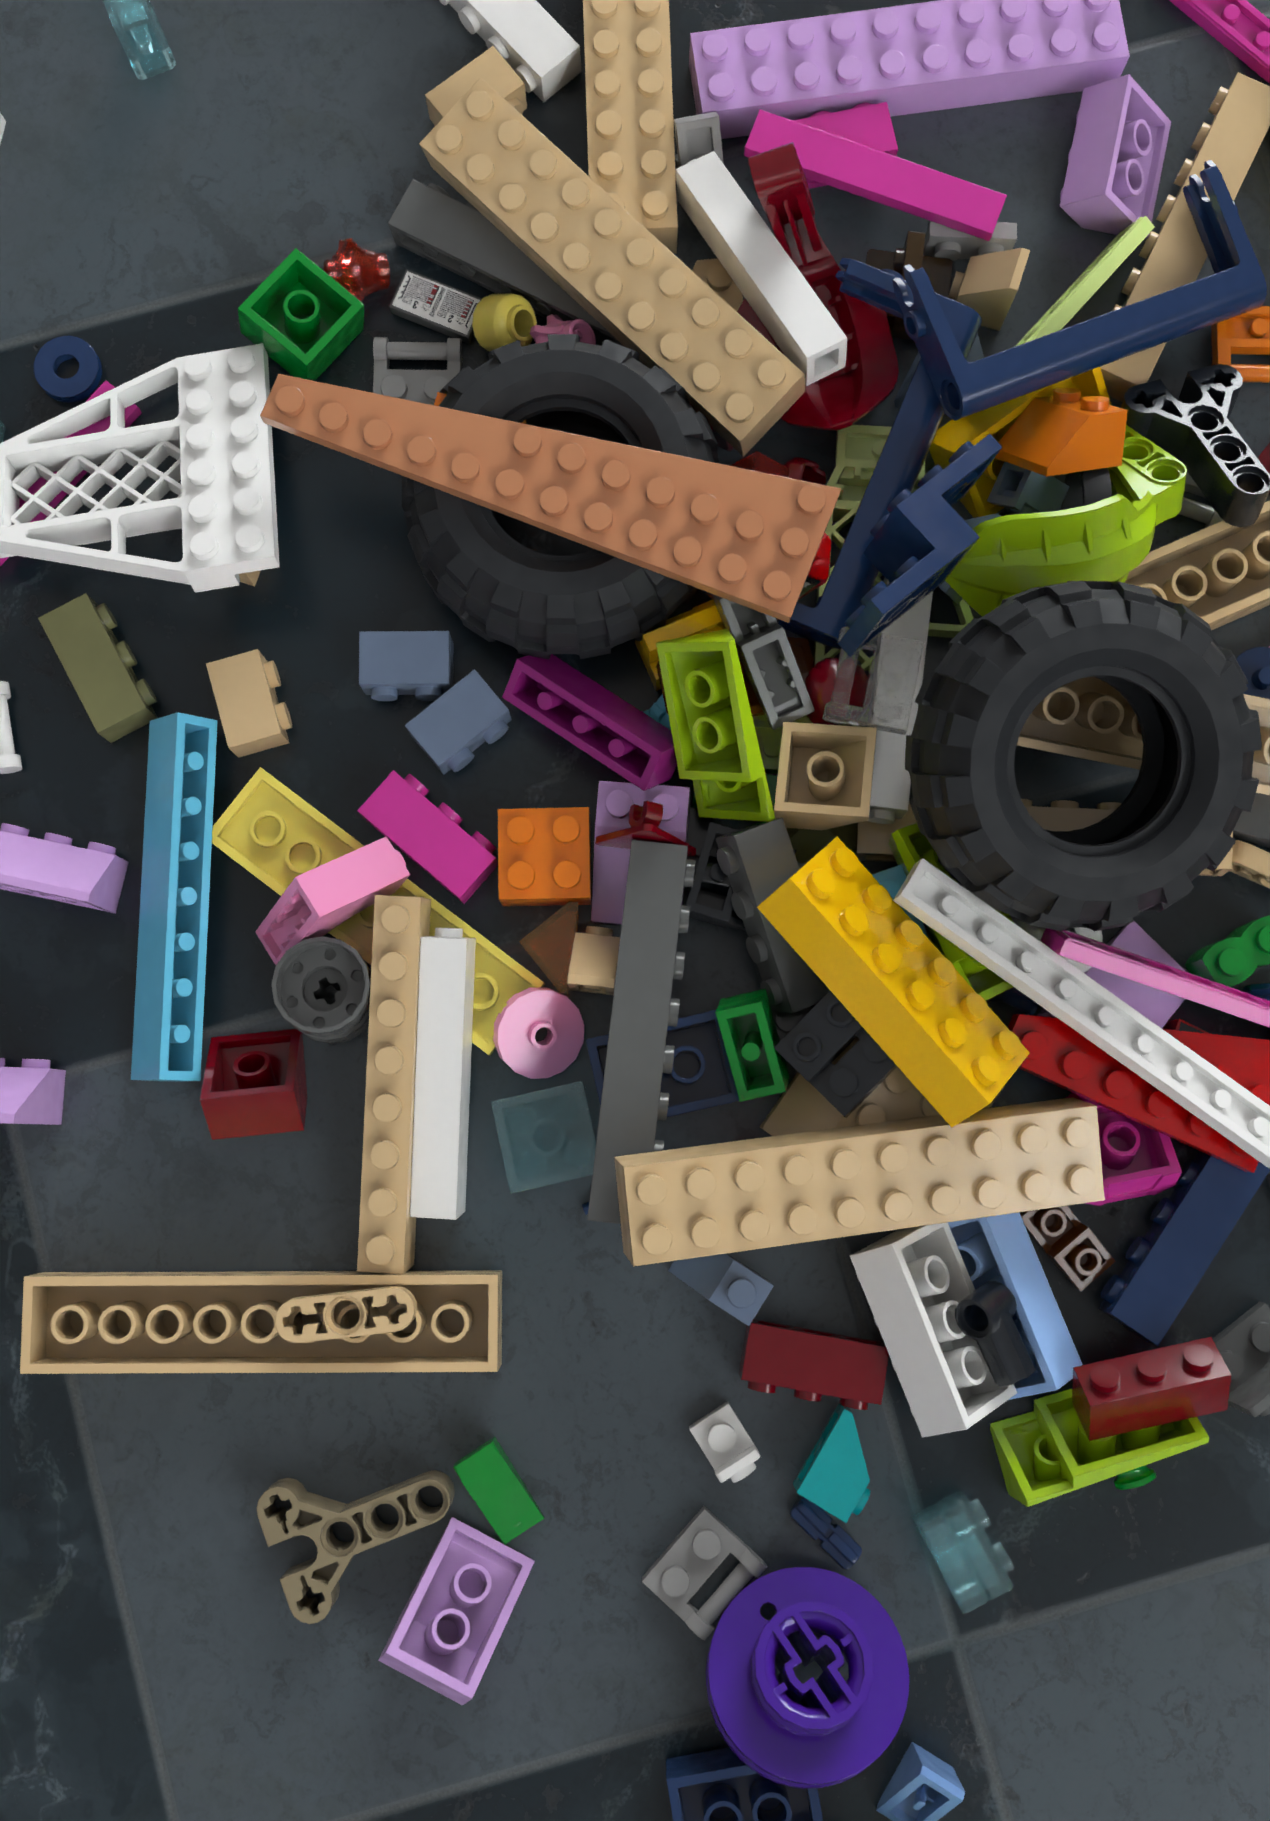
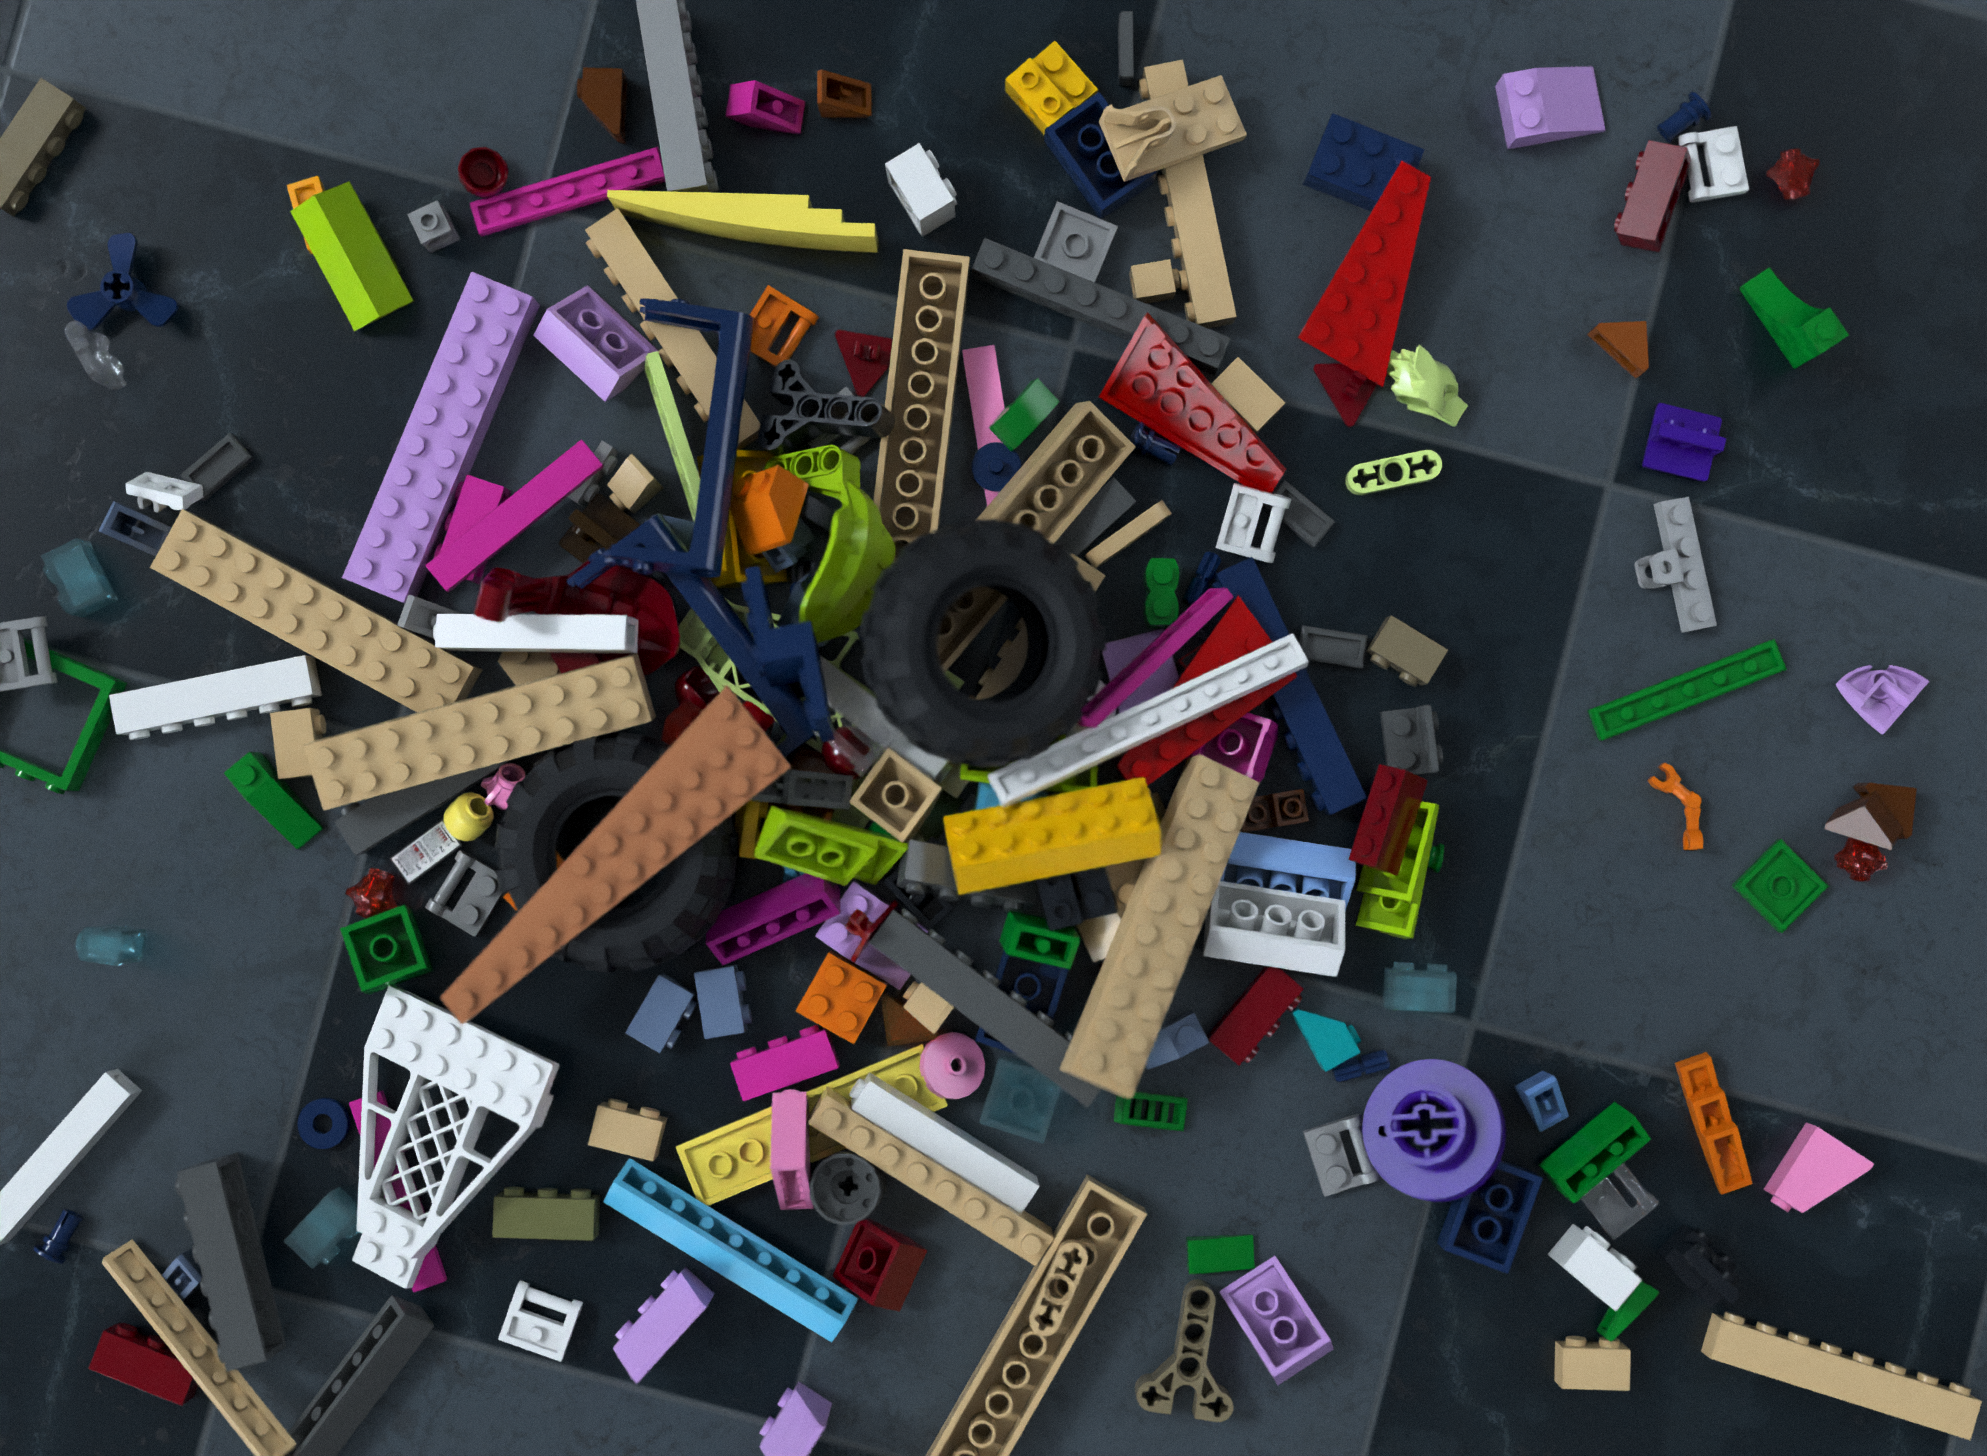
camera: 55 degrees left, 5 degrees up
(399, 108) = (273, 798): none -> green slope
(608, 1266) = (1122, 1109): none -> green slope
(726, 1443) = (1272, 1096): white bracket -> none
(988, 1320) = (1290, 894): black piece -> none

